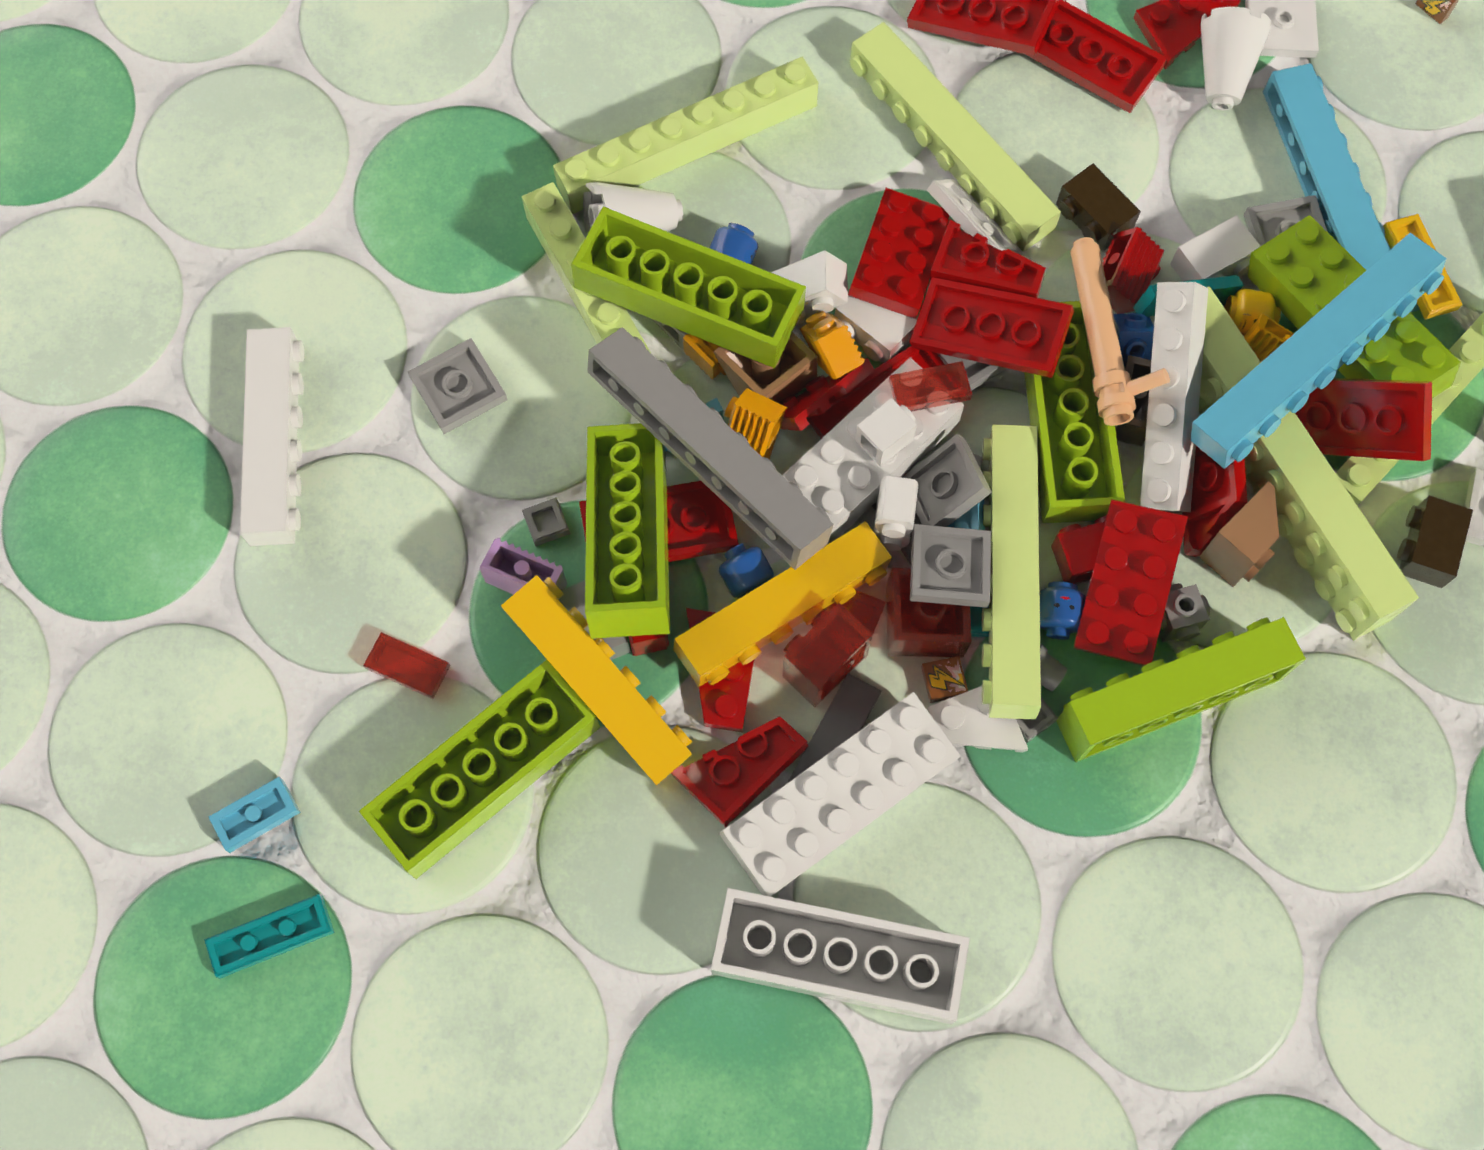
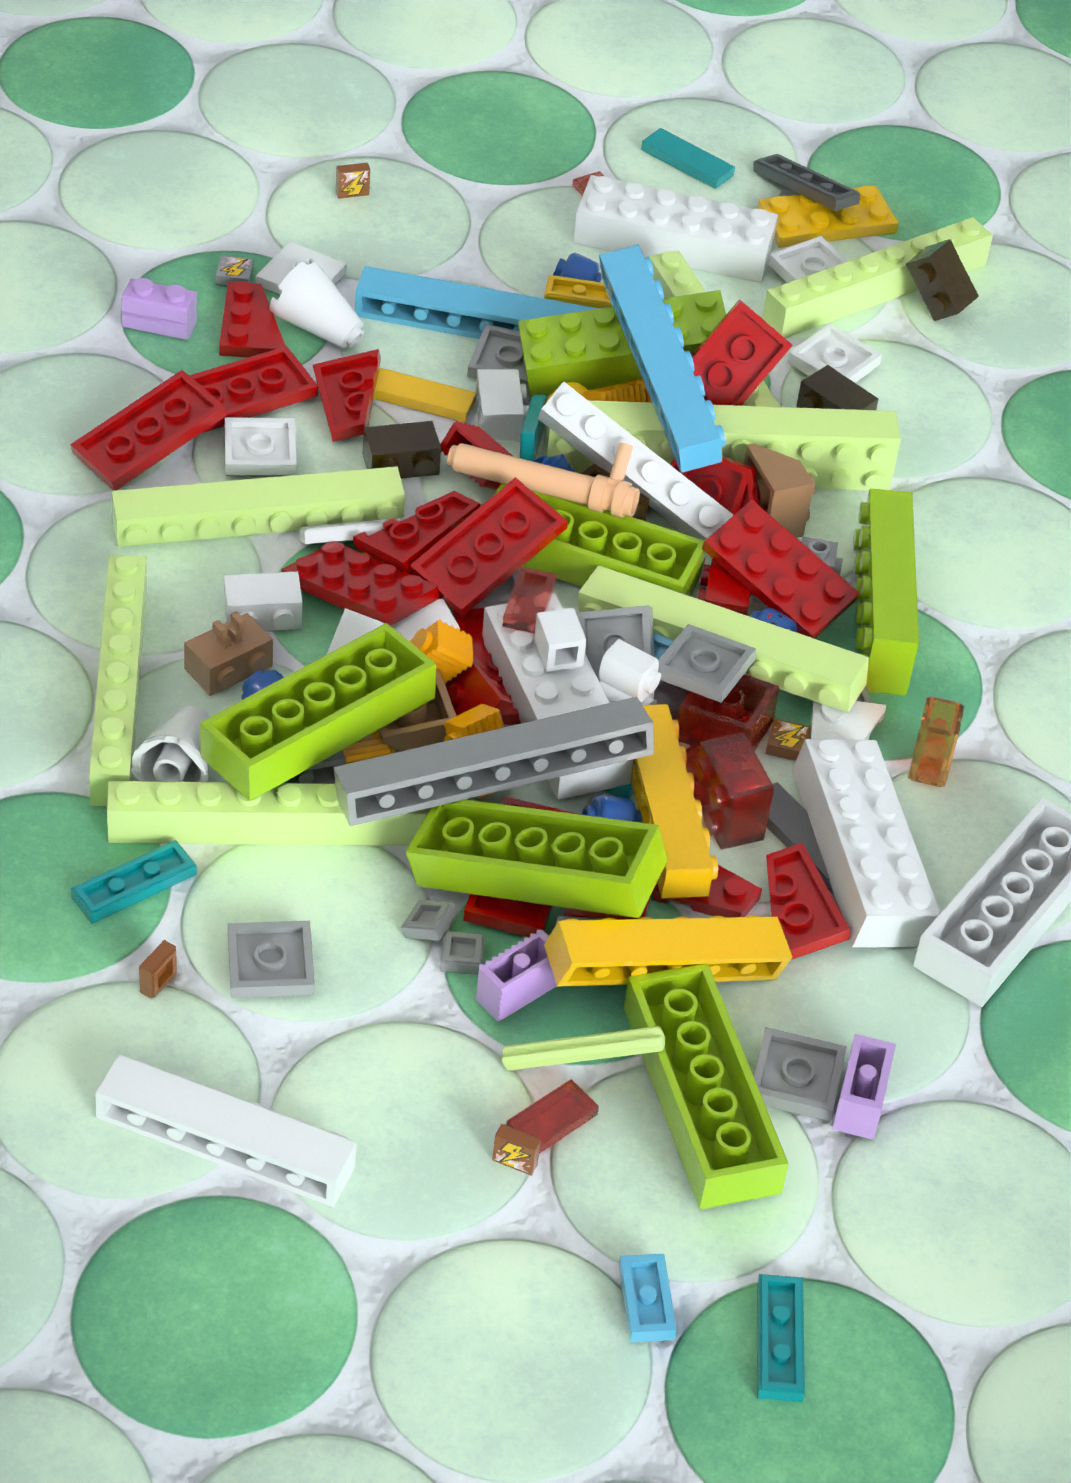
camera: 70 degrees left, 25 degrees down
(352, 652) = (516, 1149): none -> dark orange tile
(402, 313) = (158, 969): none -> dark orange tile
(465, 658) = (583, 1048): none -> yellowish green axle
(492, 254) = (133, 881): none -> teal tile
(544, 903) = (864, 1086): none -> lavender brick
(545, 842) = (799, 1073): none -> light grey plate
(561, 480) = (429, 920): none -> light grey tile
(764, 198) = (228, 653): none -> medium nougat brick
(839, 193) = (268, 598): none -> white brick
(996, 811) = (936, 741): none -> clear orange brick
(1030, 101) = (260, 446): none -> white plate
(1143, 131) = (348, 392): none -> red wing
(1190, 188) = (424, 395): none -> yellow tile
(1450, 237) = (578, 267): none -> blue head

